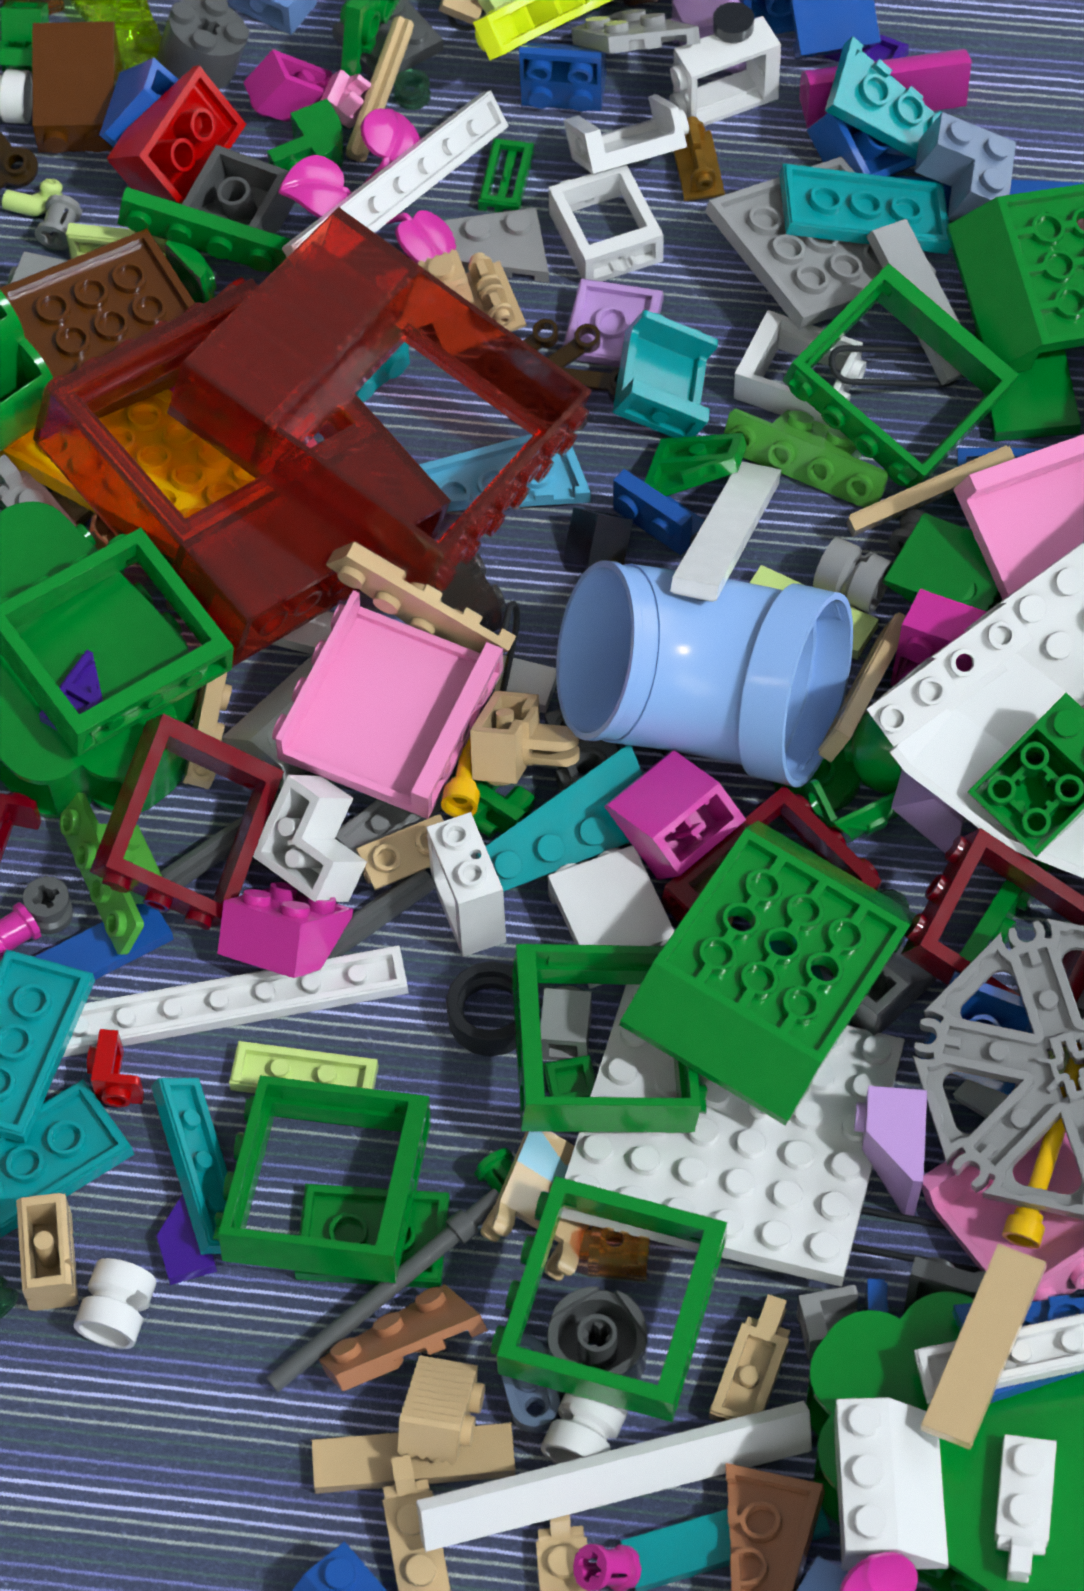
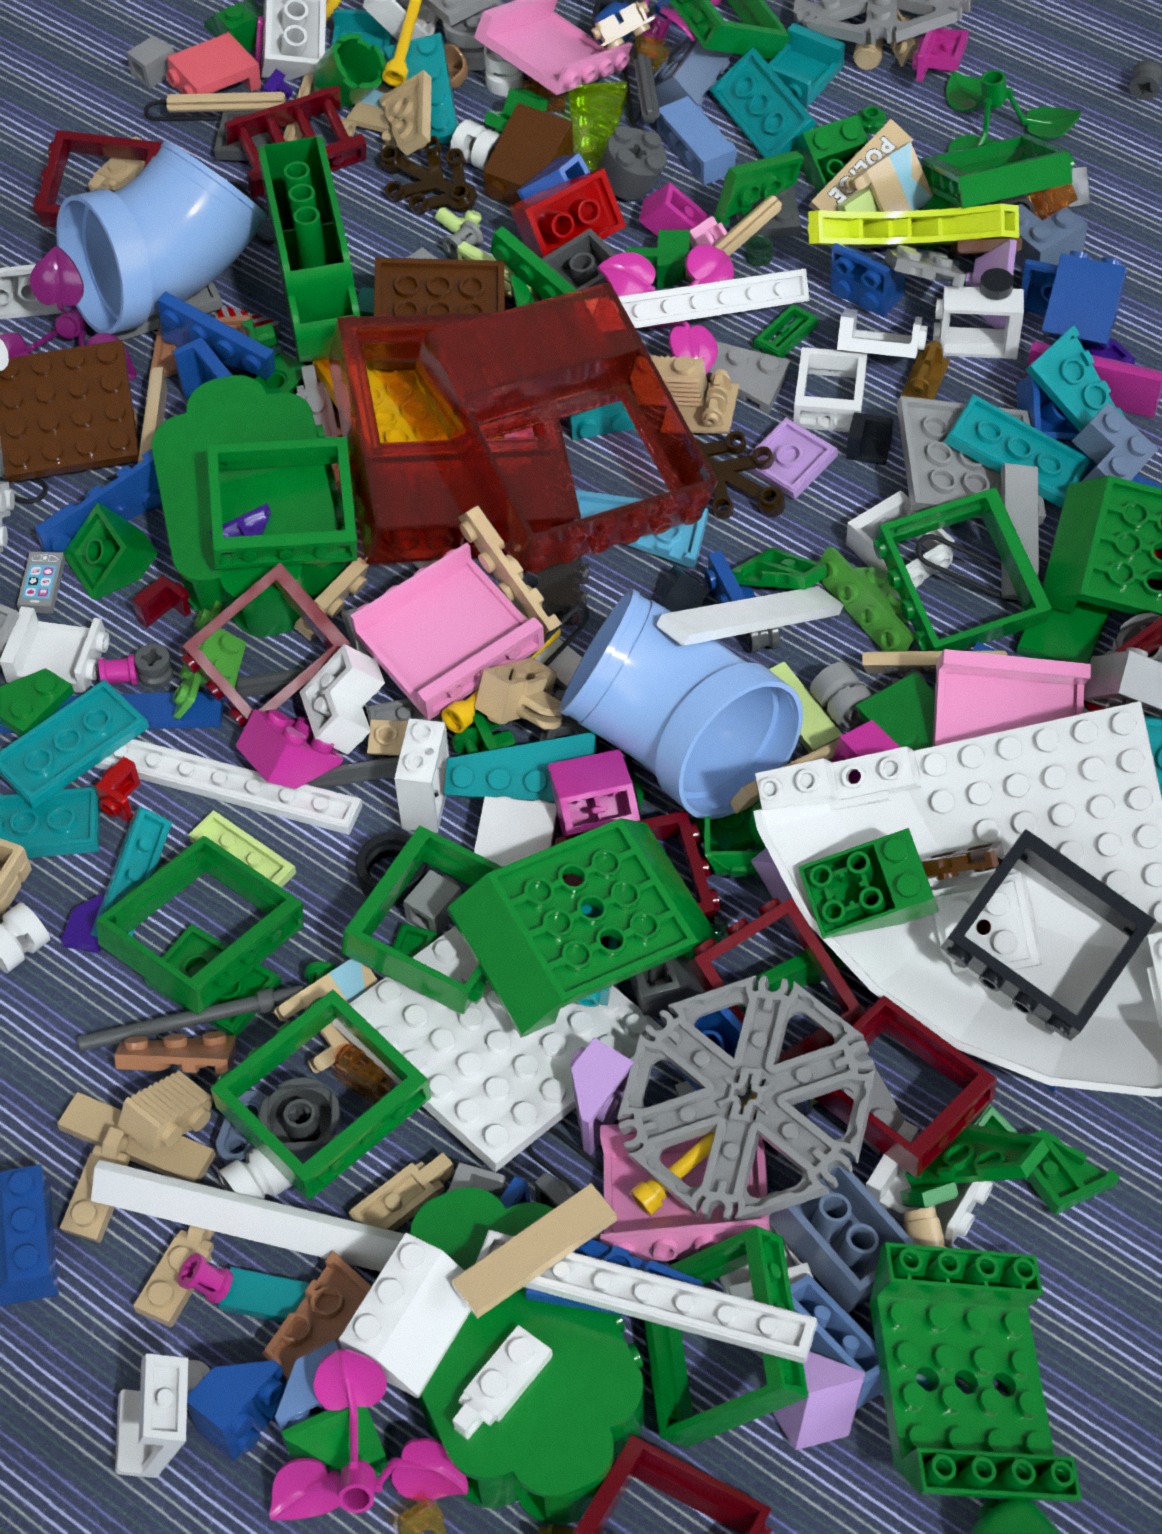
camera: 30 degrees right, 5 degrees down
(663, 375) = (798, 504): teal panel -> none
(685, 263) = (869, 438): none -> black panel

